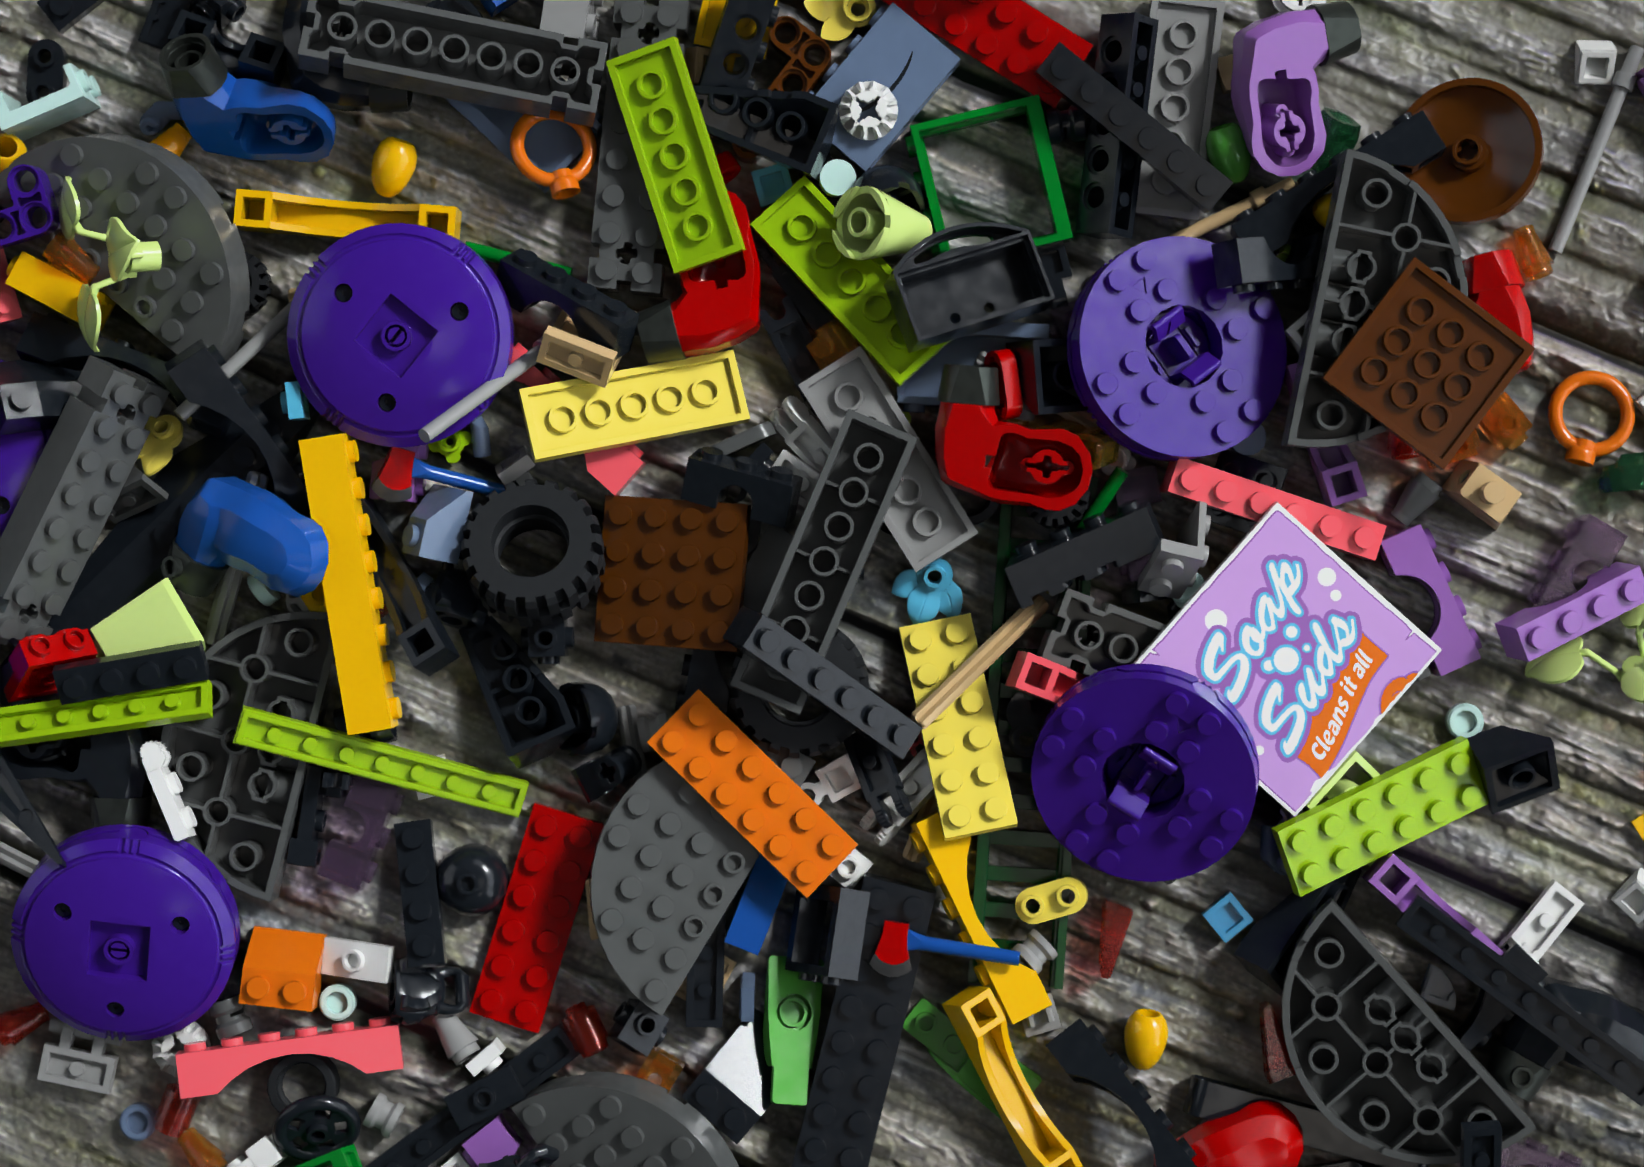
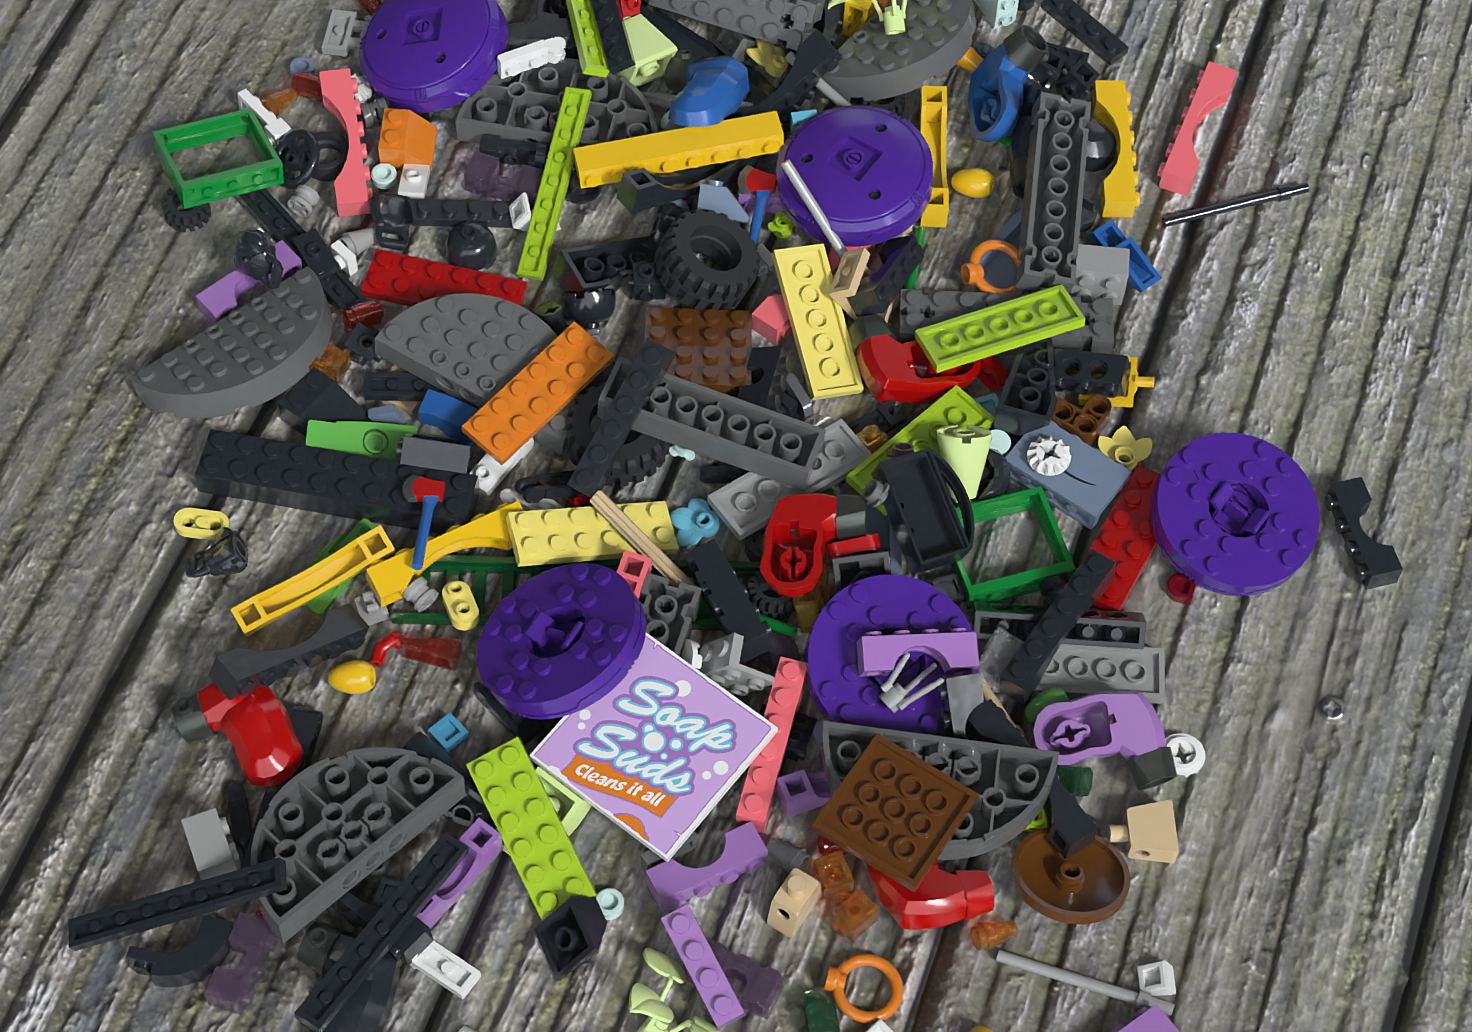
camera: 85 degrees right, 30 degrees down
(422, 811) = (520, 213): none -> white slope
(480, 438) = (790, 240): sand blue arm -> none
(835, 779) = (546, 462): white plate -> none
(867, 304) = (900, 449): none -> dark grey plate
(953, 350) = (875, 492): none -> dark grey plate
(1095, 998) = (382, 646): none -> red arm
(1158, 608) = (690, 653): none -> white tile
(1167, 209) = (996, 657): none -> clear slope
(1192, 361) = (952, 650): none -> medium lavender arch
(1241, 348) = (896, 696): none -> light grey plant
(1407, 47) = (1148, 832): none -> tan torso

